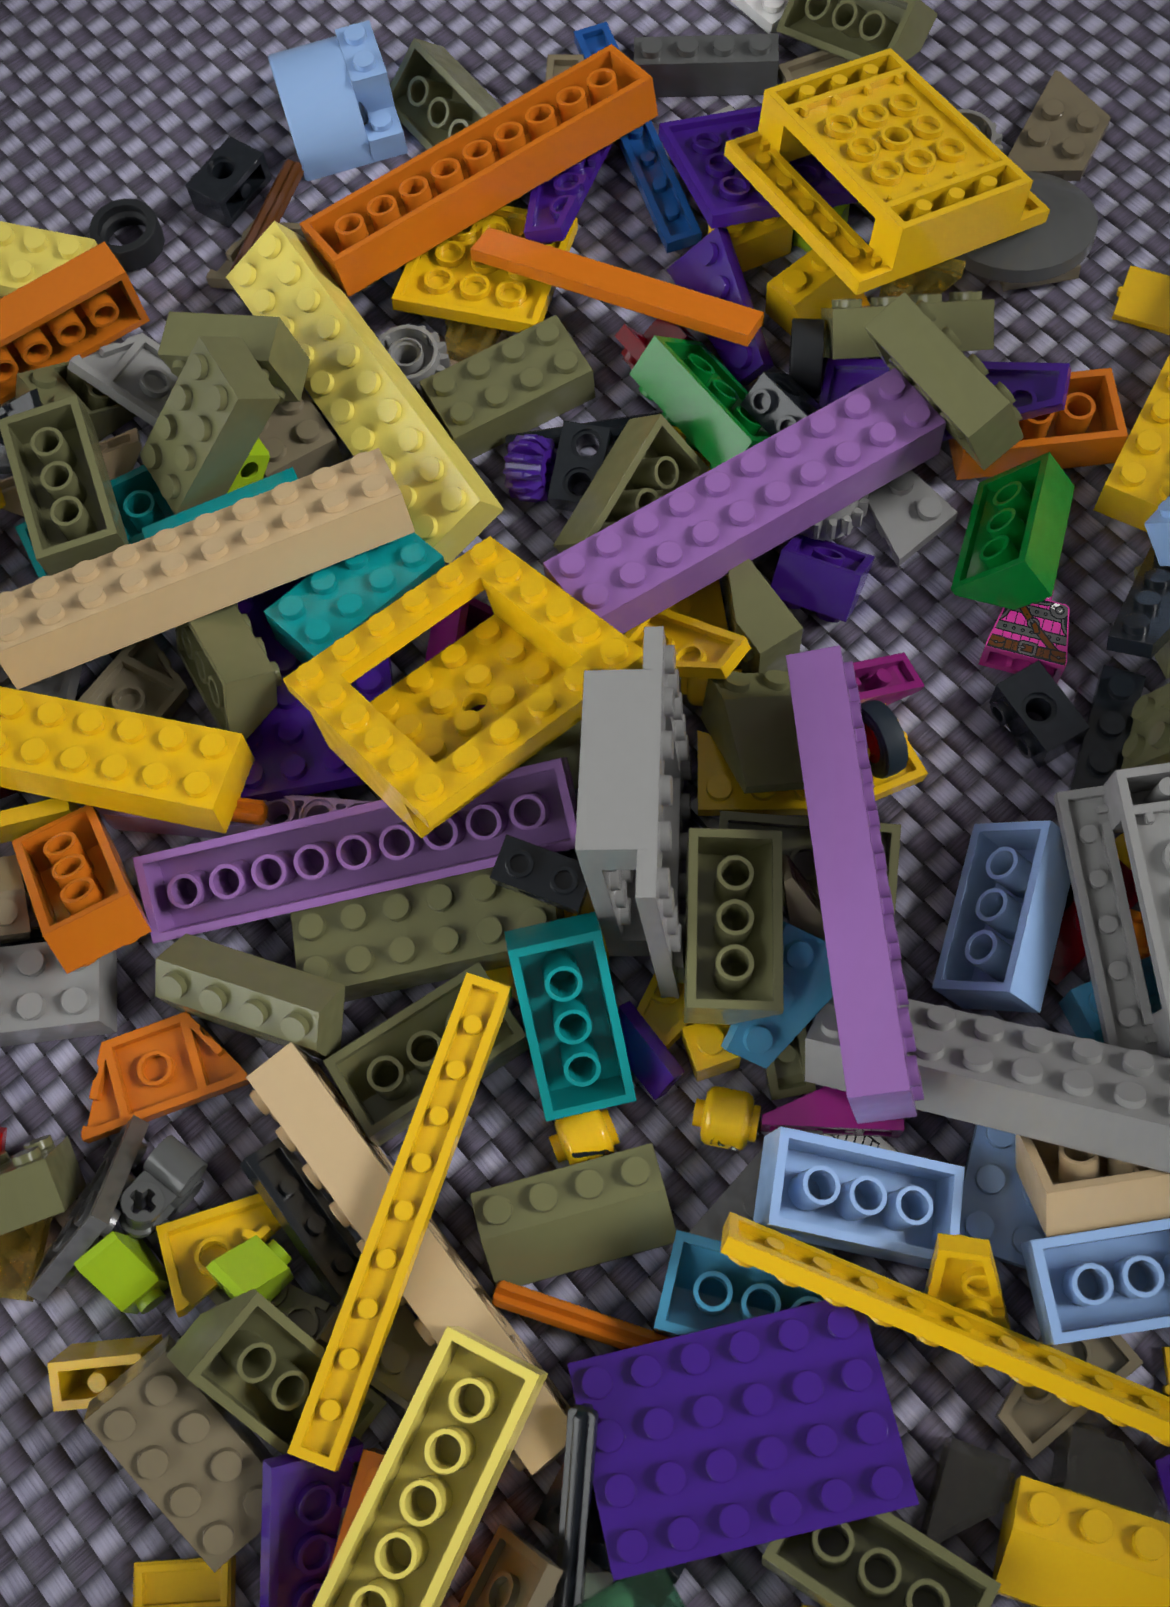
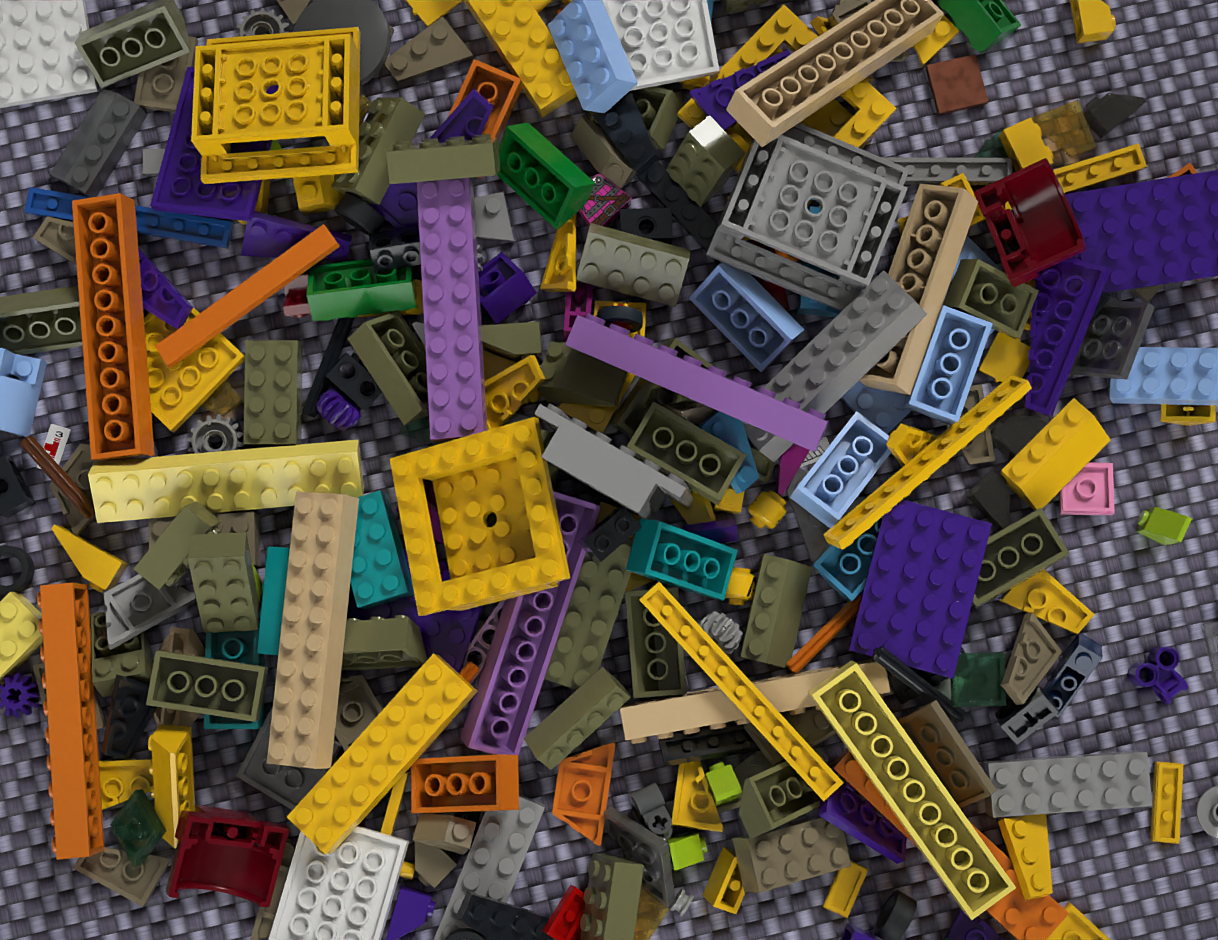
camera: 75 degrees left, 15 degrees up
(46, 1315) = (681, 902): none -> light grey bush
(184, 293) = (93, 562): none -> yellow slope
(301, 210) = (56, 442): none -> white sticker
(492, 1144) = (722, 631): none -> light grey gear
(922, 628) = (561, 265): none -> yellow wing
(970, 718) = (633, 265): none -> olive brick
(1083, 331) = (430, 50): none -> dark tan wing
(1099, 604) = (602, 152): none -> dark tan slope

